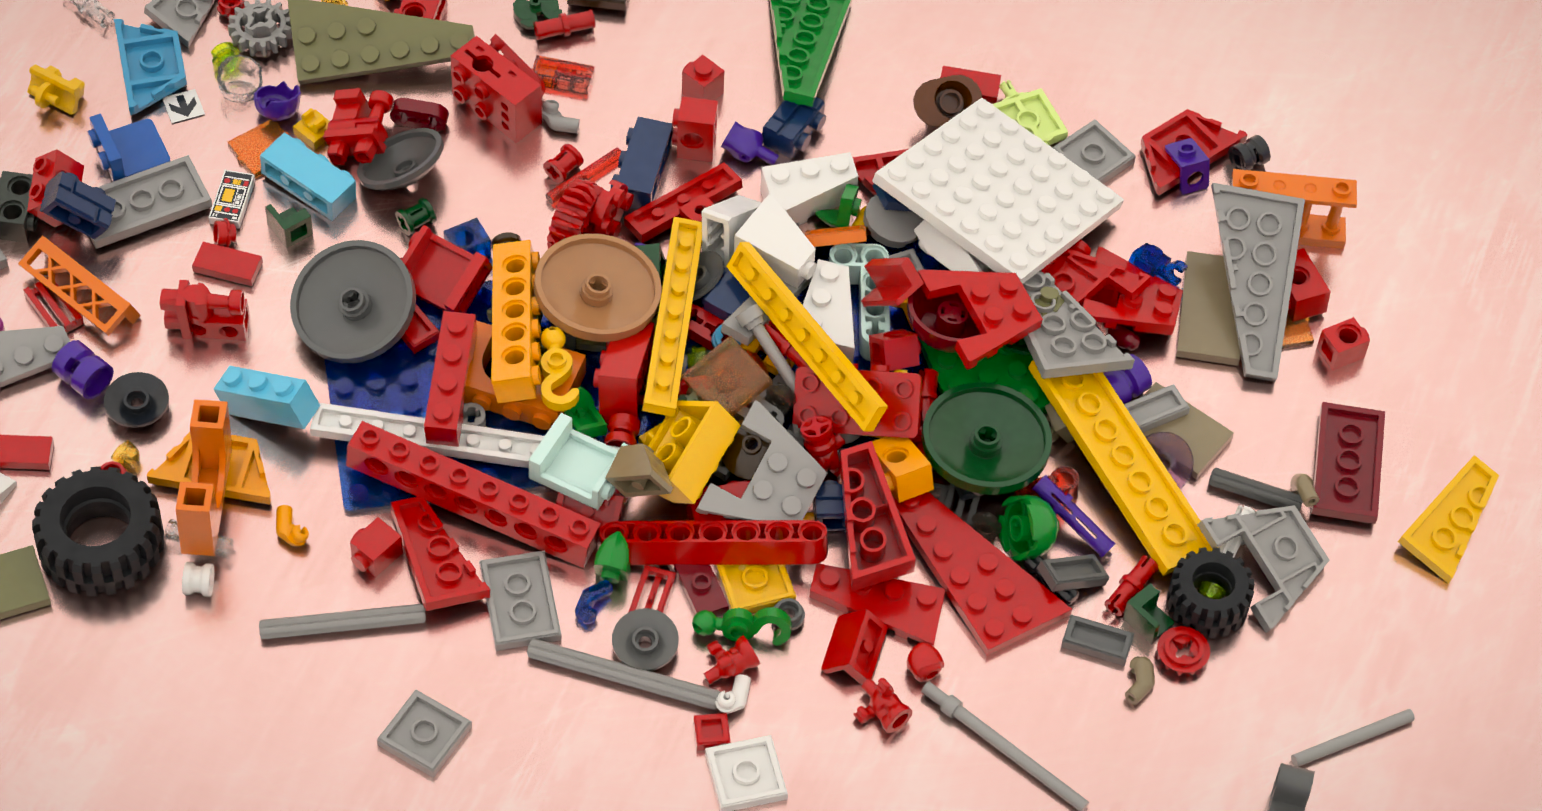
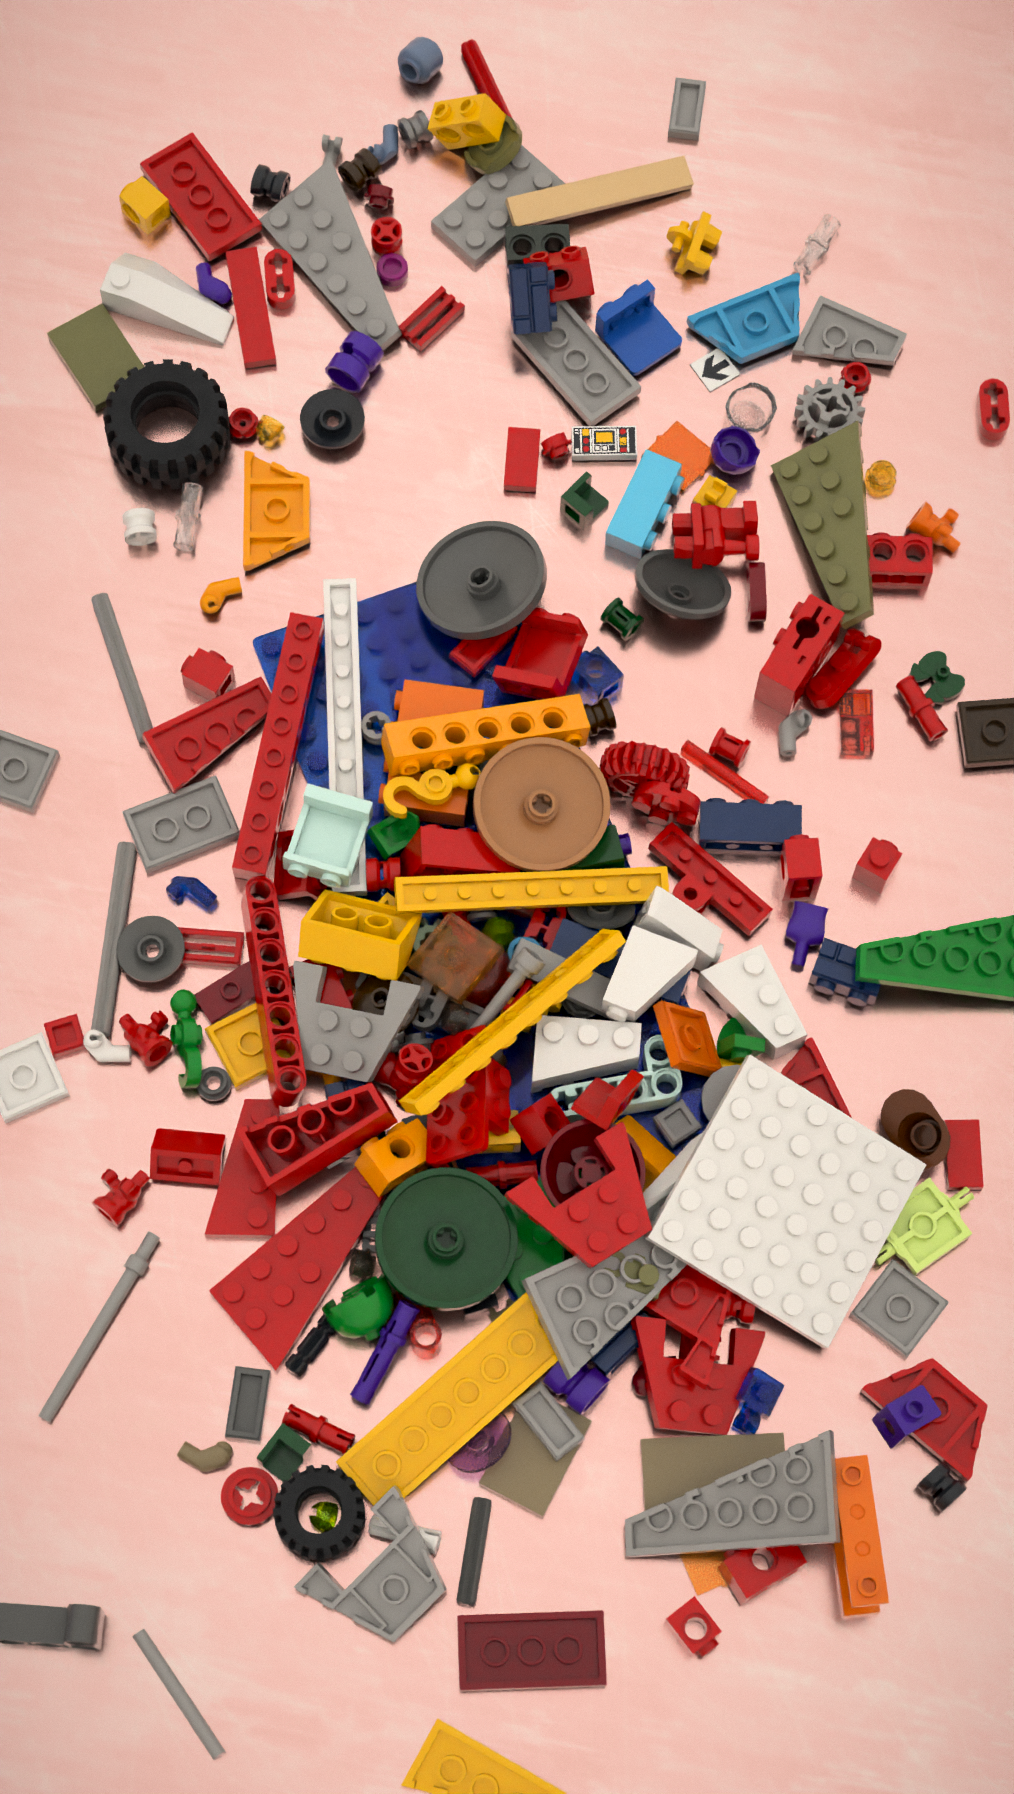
camera: 80 degrees right, 15 degrees up
(86, 281) = (463, 333): orange fence -> none
(202, 499) = (189, 507): orange arch -> none
(205, 314) = (443, 443): red hips -> none
(223, 51) = (784, 389): clear neon green plate -> none
(267, 397) = (349, 530): medium azure brick -> none
(449, 378) = (428, 683): arch -> none
(613, 559) = (230, 896): green plate -> none
(638, 472) = (310, 891): dark tan slope -> none
(924, 662) = (179, 1227): red piece -> none
(1073, 572) = (317, 1363): dark grey tile -> none
(1303, 485) = (478, 1600): dark tan arm -> none

